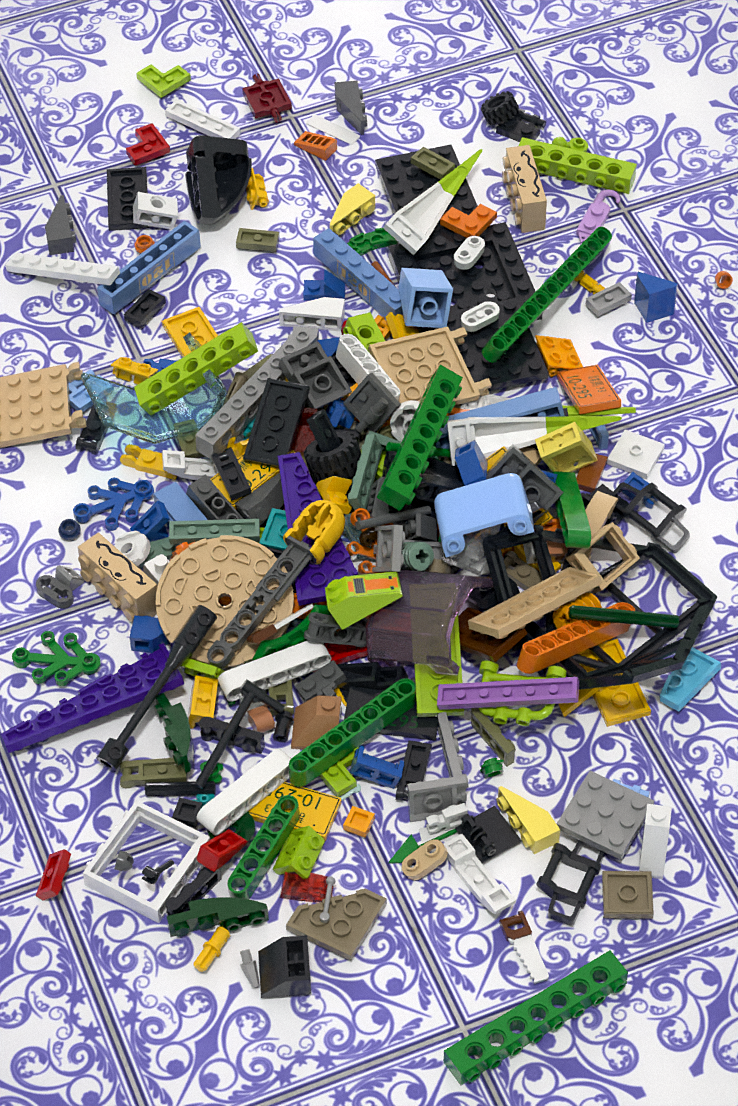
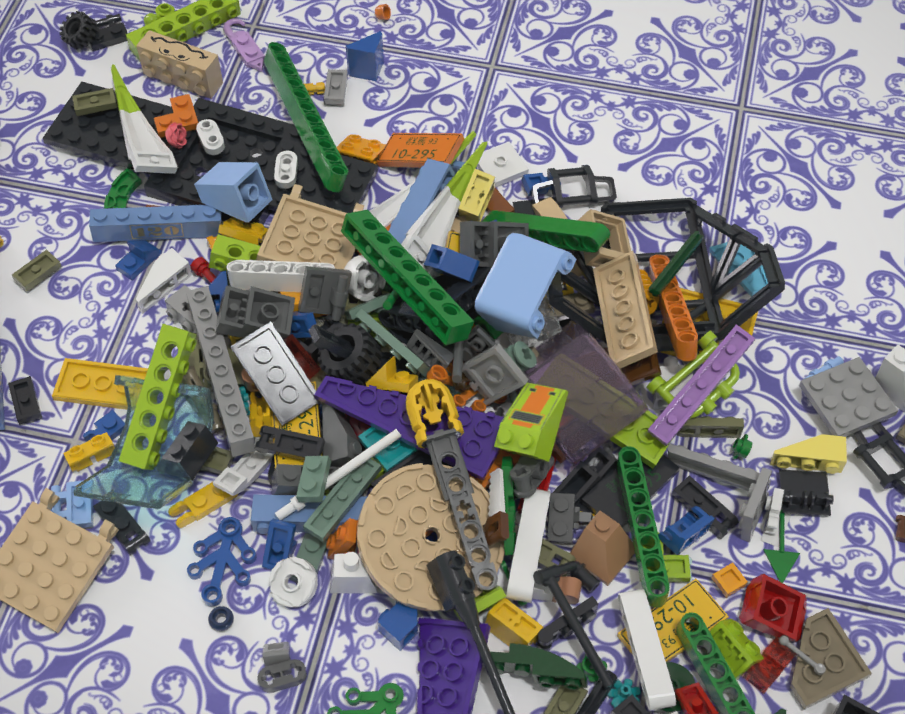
camera: 55 degrees left, 5 degrees up
(117, 577) = (324, 610): tan brick -> none
(172, 417) = (188, 451): none -> black slope
(189, 508) = (343, 471): none -> white bar
(209, 501) = (313, 479): none -> sand green plate
(353, 207) = (73, 183): light yellow slope -> none
(355, 864) = (774, 608): none -> red slope
(424, 859) = (804, 554): tan plate -> none
(447, 236) = (176, 135): none -> coral plate
(476, 876) = (847, 527): white slope -> none

